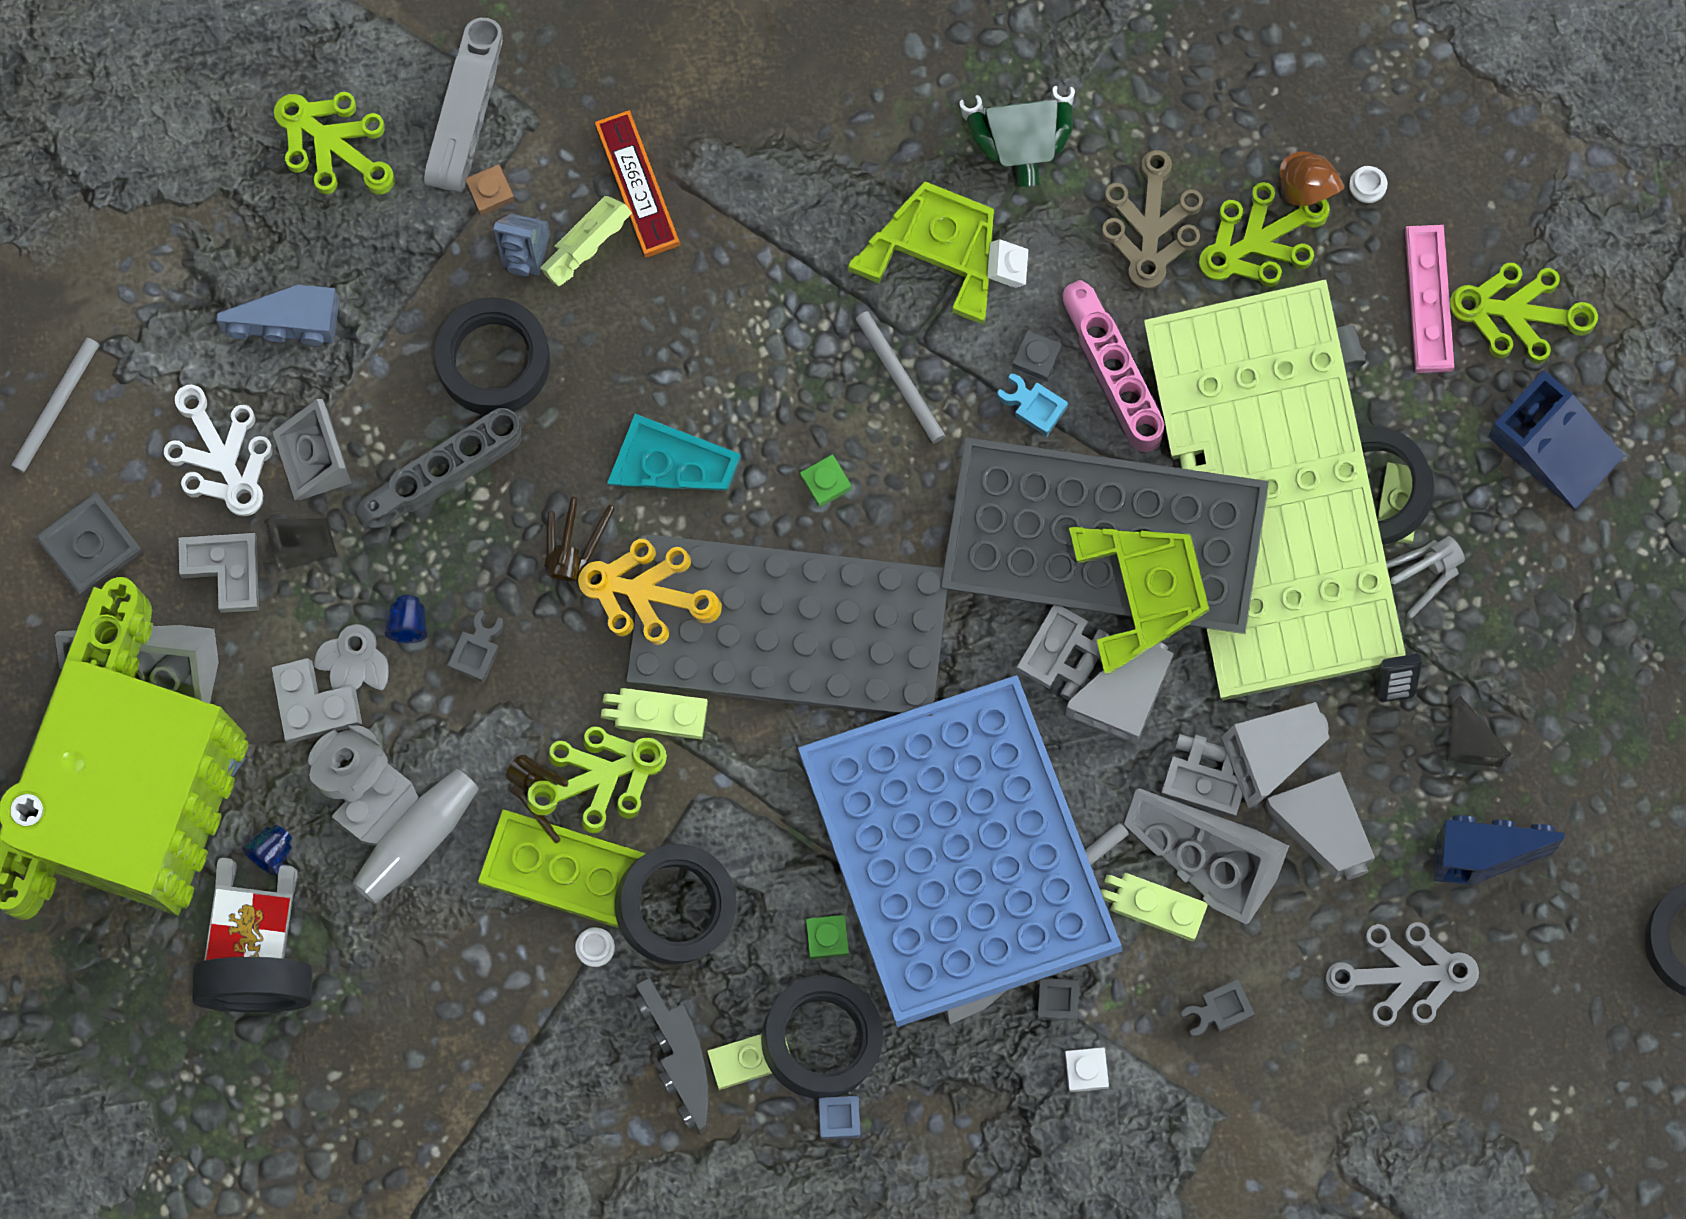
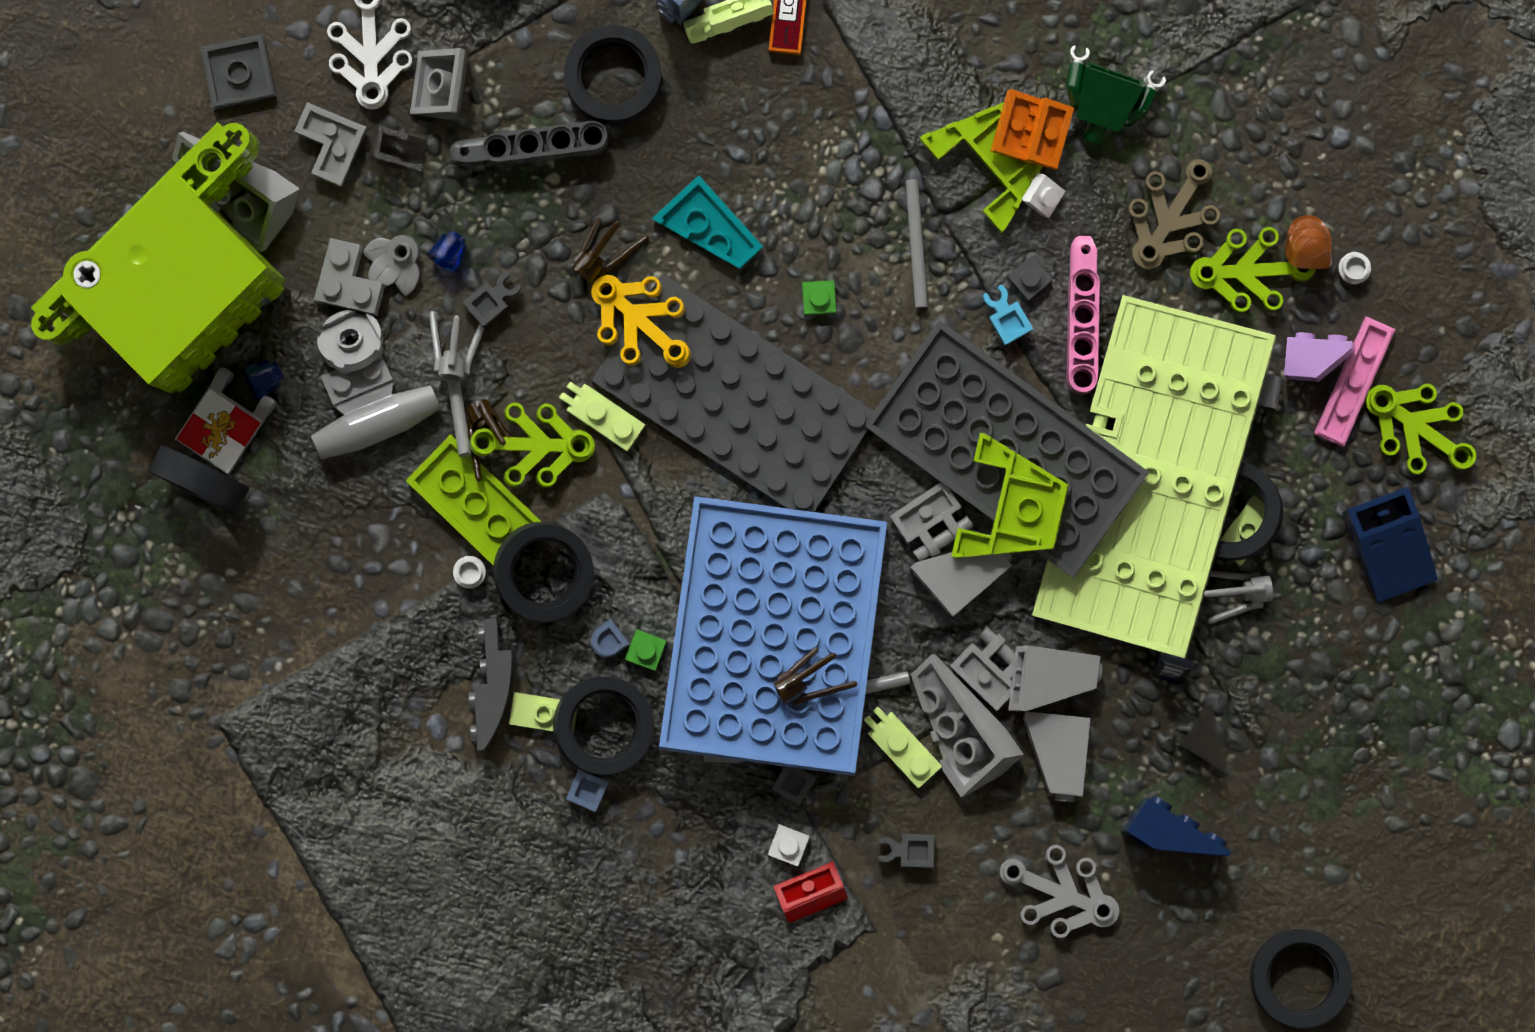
camera: 20 degrees right, 10 degrees up
(469, 735) = (452, 366): none -> light grey plant
(498, 780) = (459, 419): none -> light grey bar
(782, 946) = (608, 640): none -> sand blue tile
(962, 201) = (1032, 129): none -> orange slope
(1005, 886) = (791, 684): none -> dark brown plant
(1136, 1108) = (810, 892): none -> red slope
(1375, 292) = (1314, 358): none -> lavender slope

